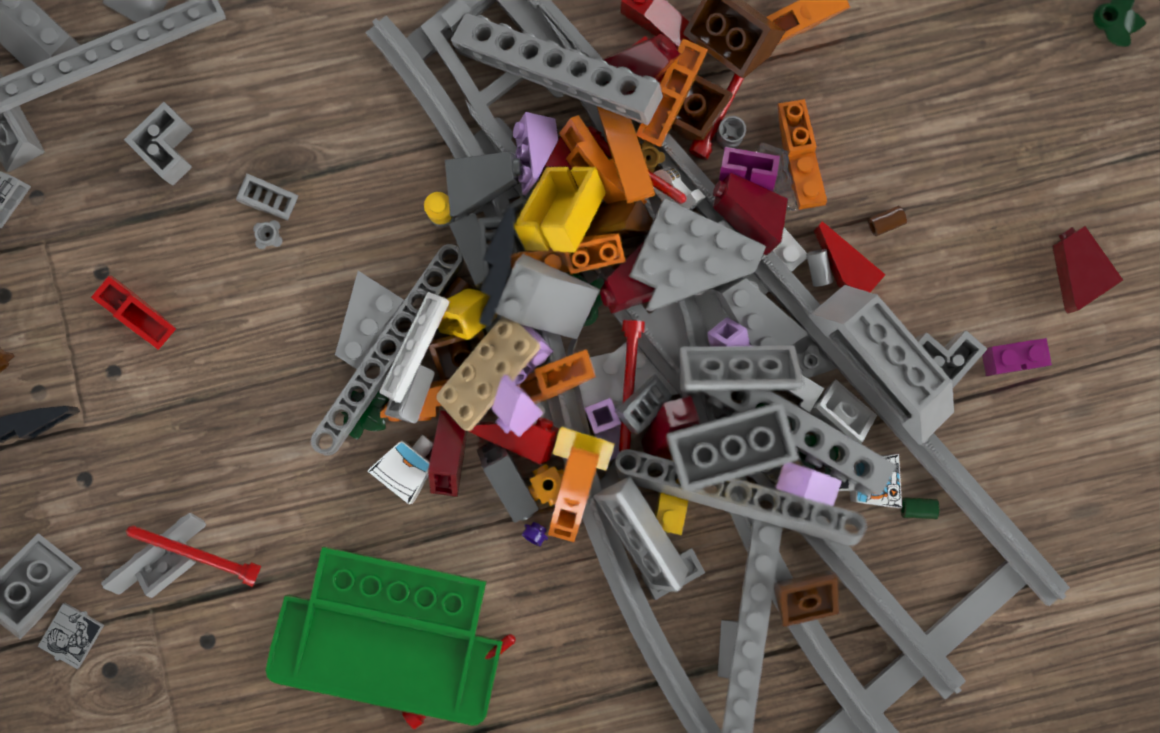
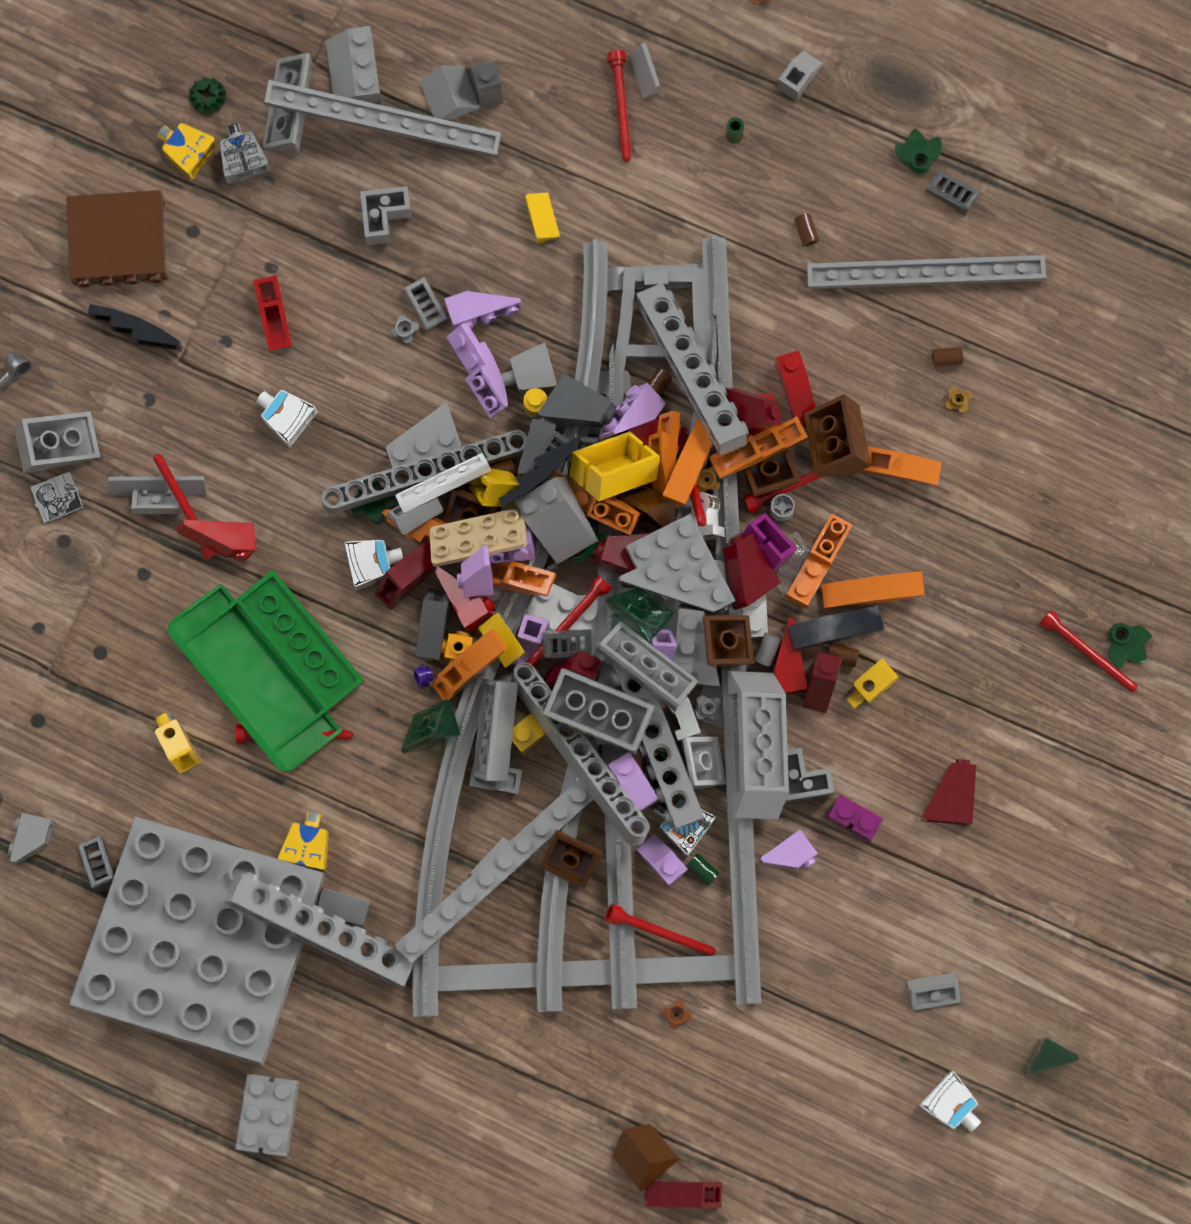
camera: 40 degrees right, 5 degrees down
(221, 395) = (286, 415): none -> white torso
(252, 555) = (225, 538): none -> red slope
(310, 39) = (542, 217): none -> yellow slope
(314, 166) = (479, 307): none -> lavender slope
(366, 215) = (482, 368): none -> lavender slope
(411, 184) = (531, 371): none -> light grey torso
(532, 102) = (660, 381): none -> reddish brown piece
(581, 577) = (431, 728): none -> clear green slope
(689, 323) = (640, 612): none -> clear green slope
(788, 287) = (728, 641): none -> reddish brown slope
(863, 202) = (835, 627): none -> black slope
(868, 142) = (873, 590): none -> orange slope
(884, 530) = (662, 860): none -> lavender slope
(888, 616) = (616, 915): none -> red piece
(895, 256) = (822, 682): none -> dark red slope
(939, 213) = (882, 677): none -> yellow torso
(985, 431) = (791, 853): none -> lavender slope
(1007, 659) = (674, 1022): none -> dark orange plate
(1040, 50) = (1052, 623): none -> red piece

